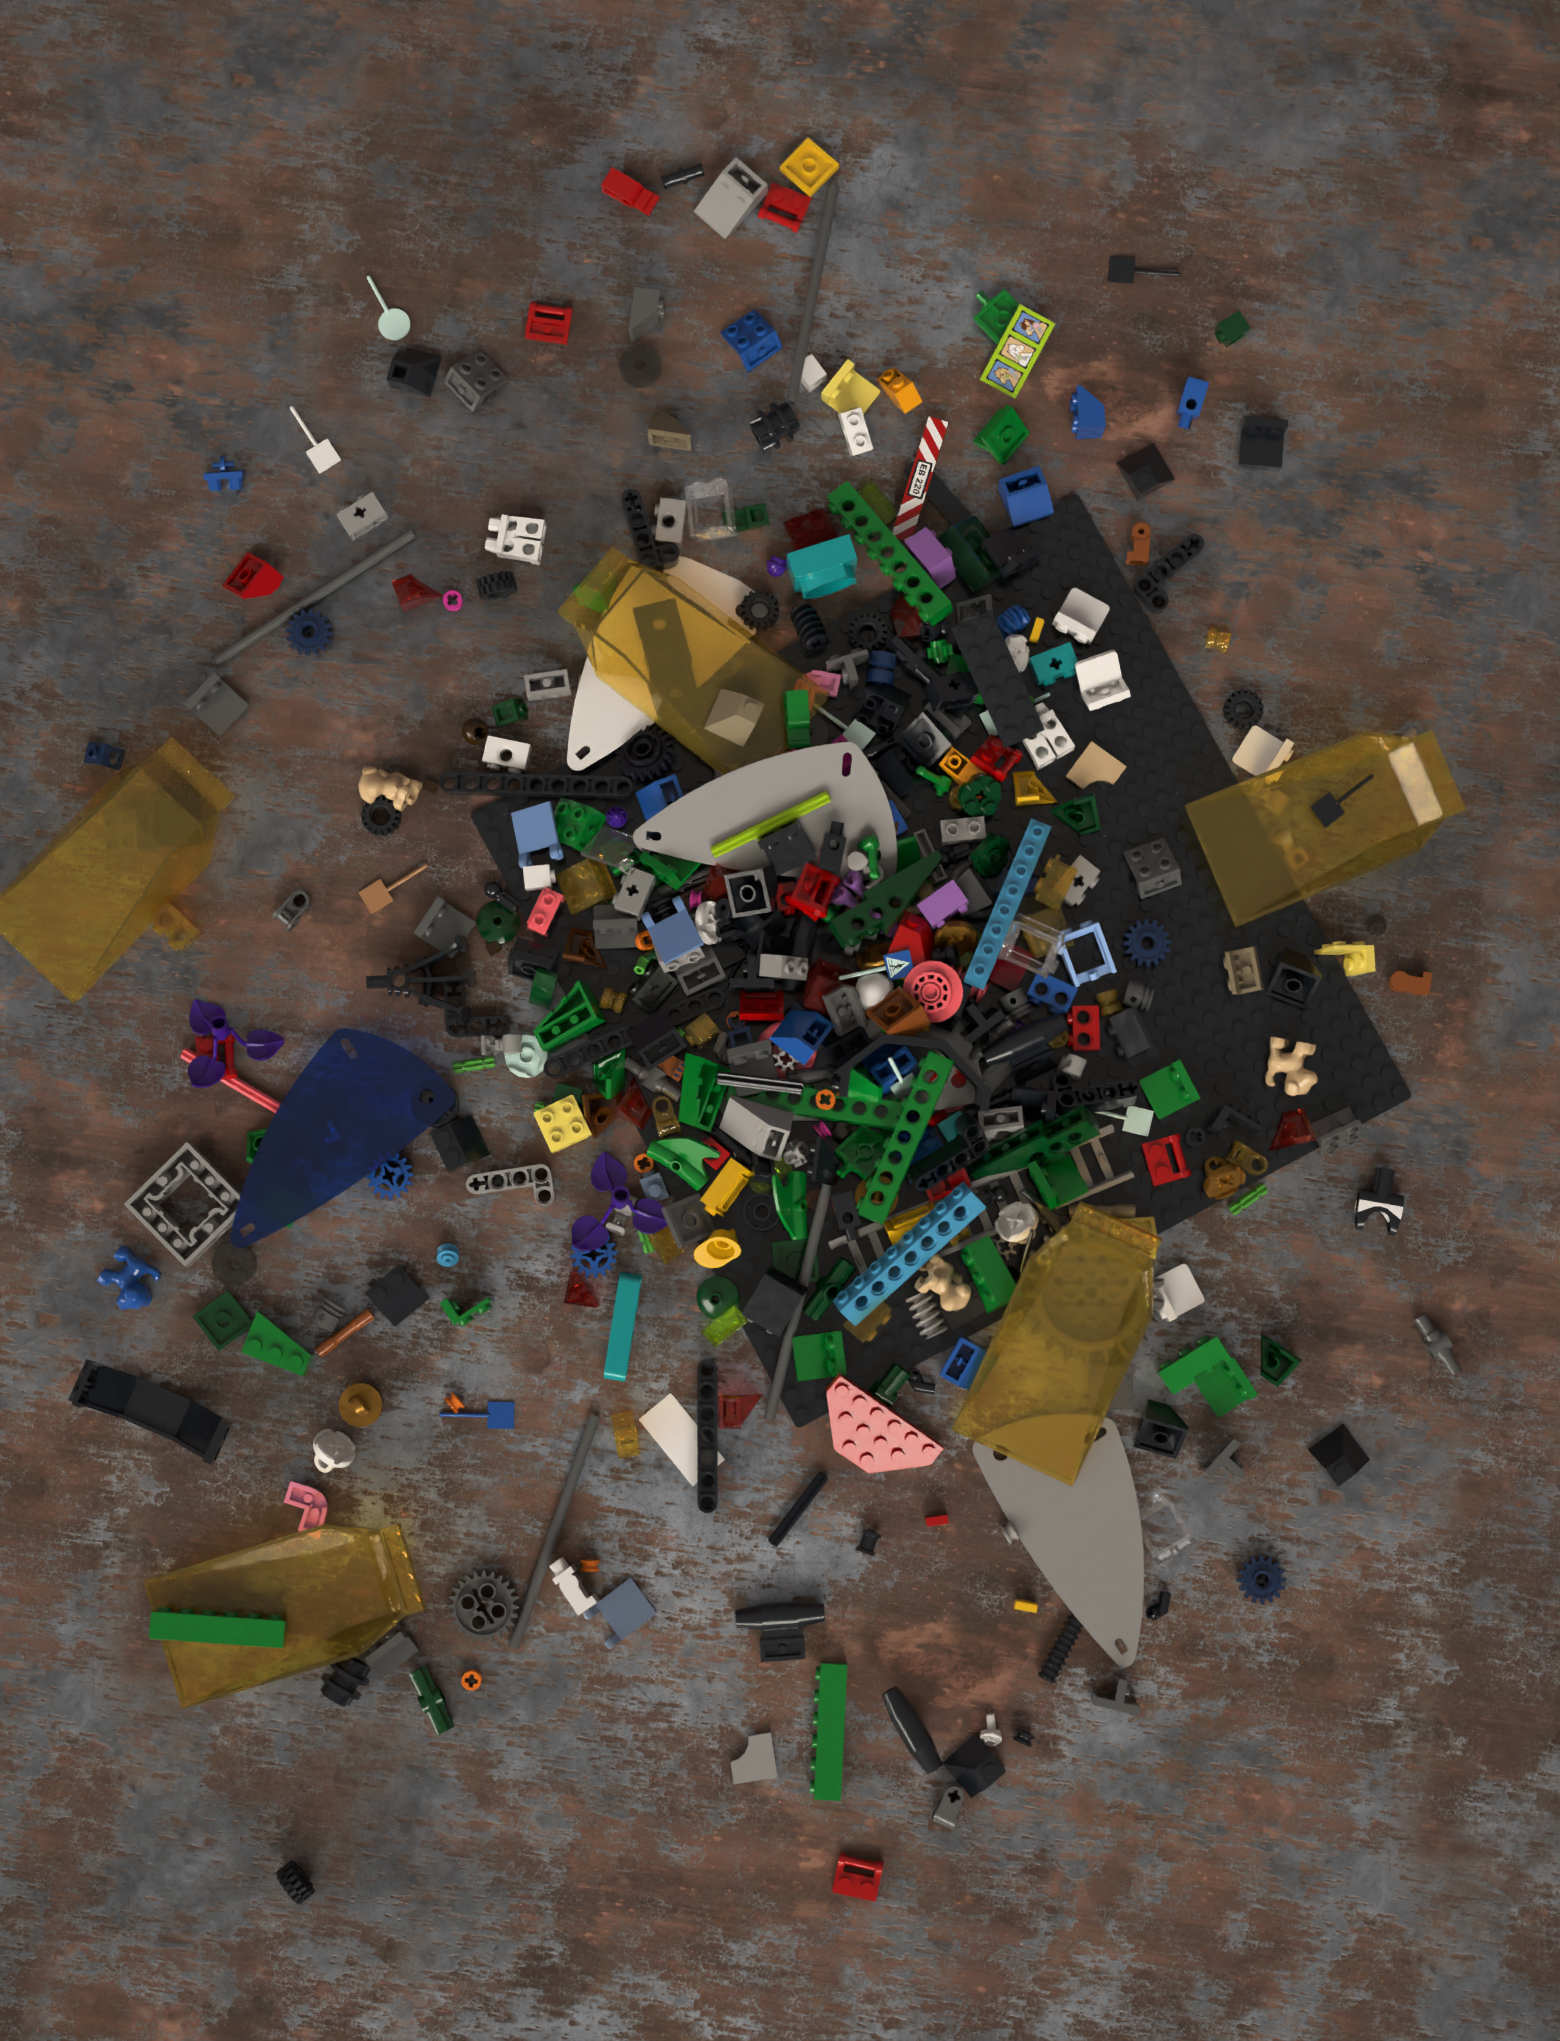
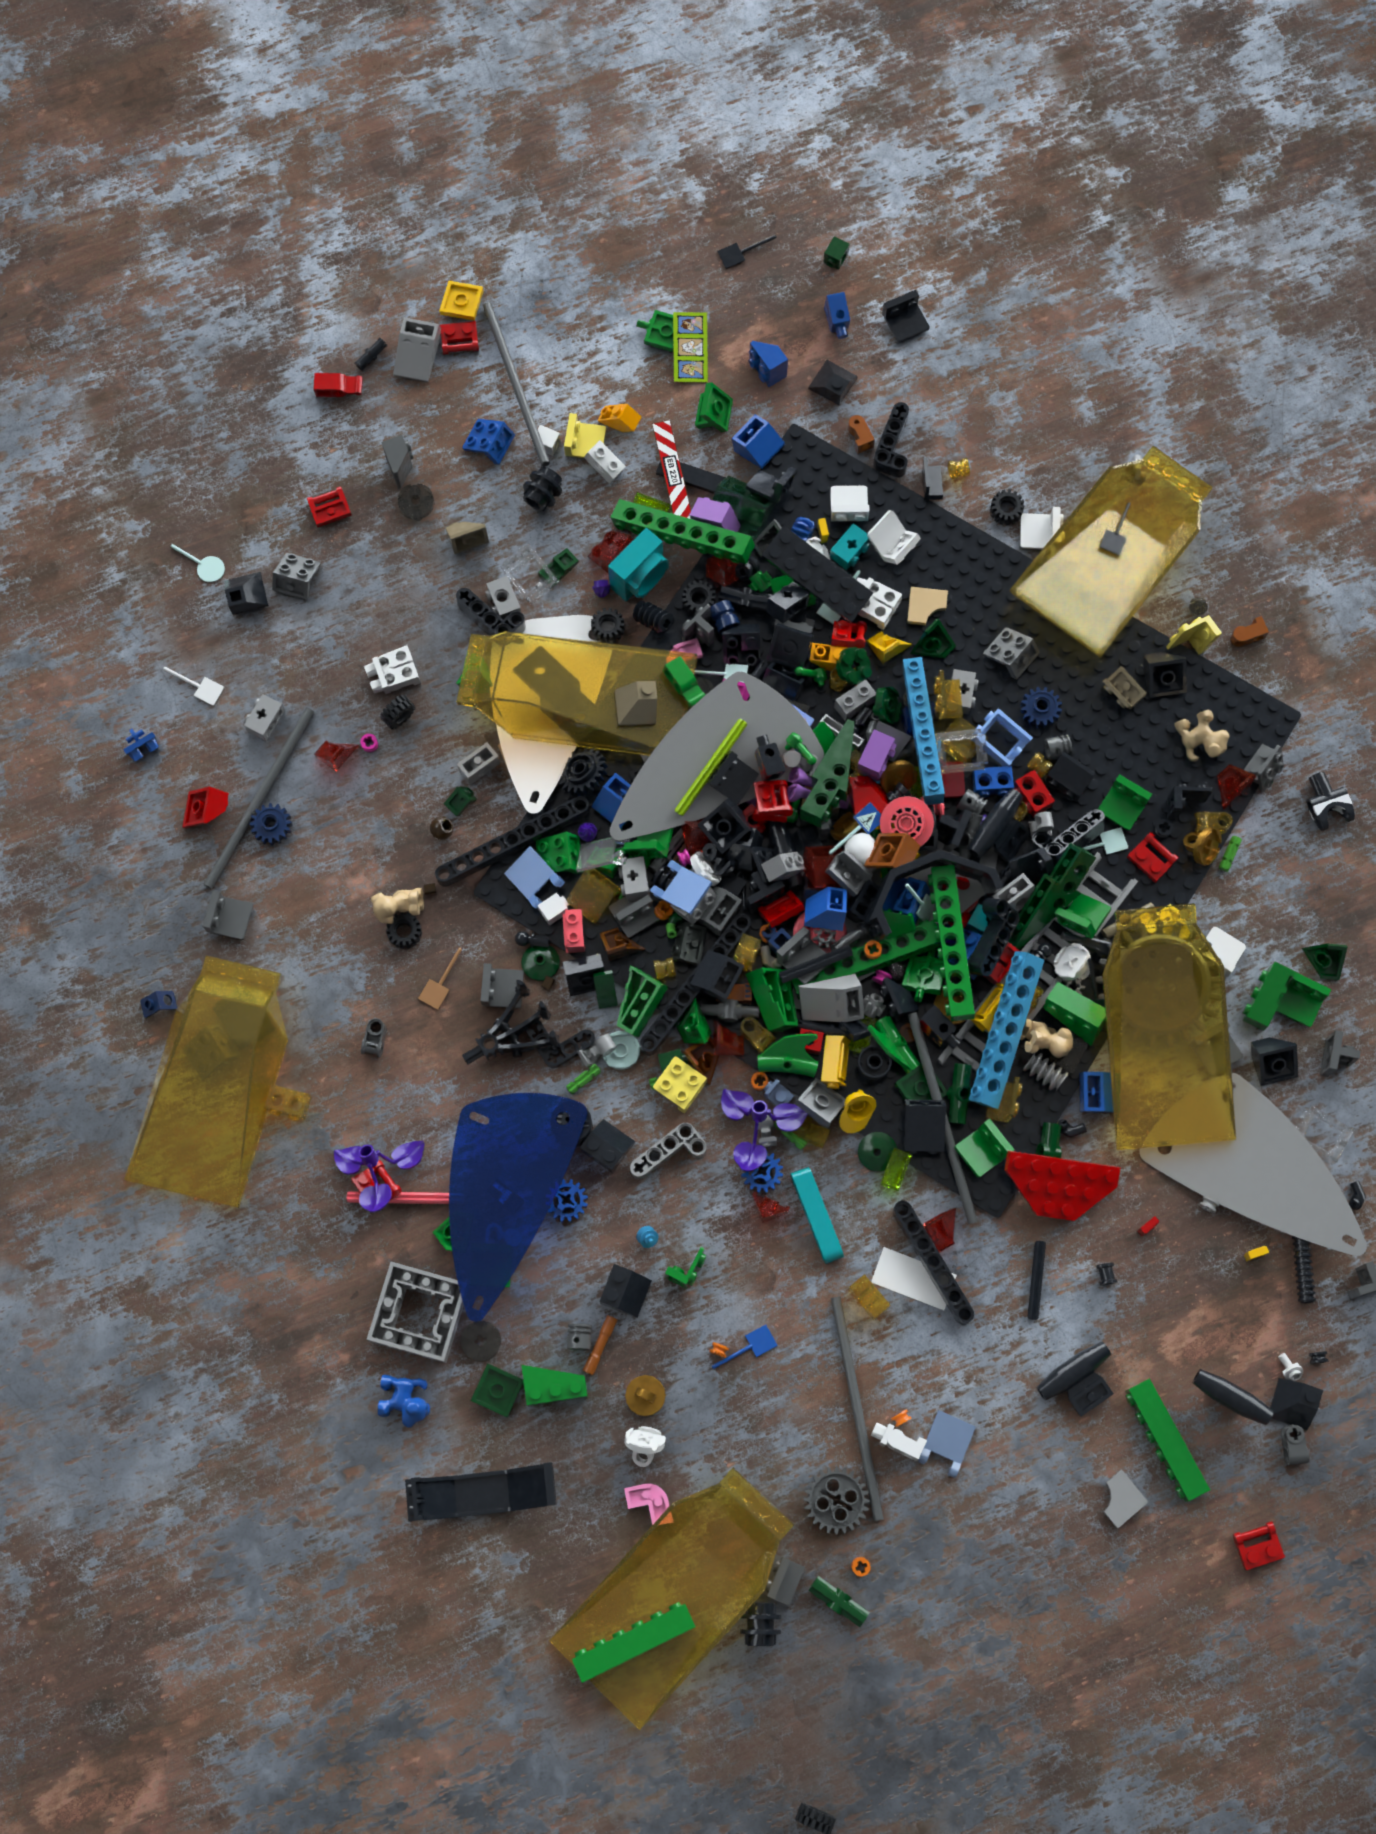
camera: 30 degrees left, 10 degrees down
(497, 746) = (466, 828): white brick -> none
(1182, 639) = (932, 481): none -> panel

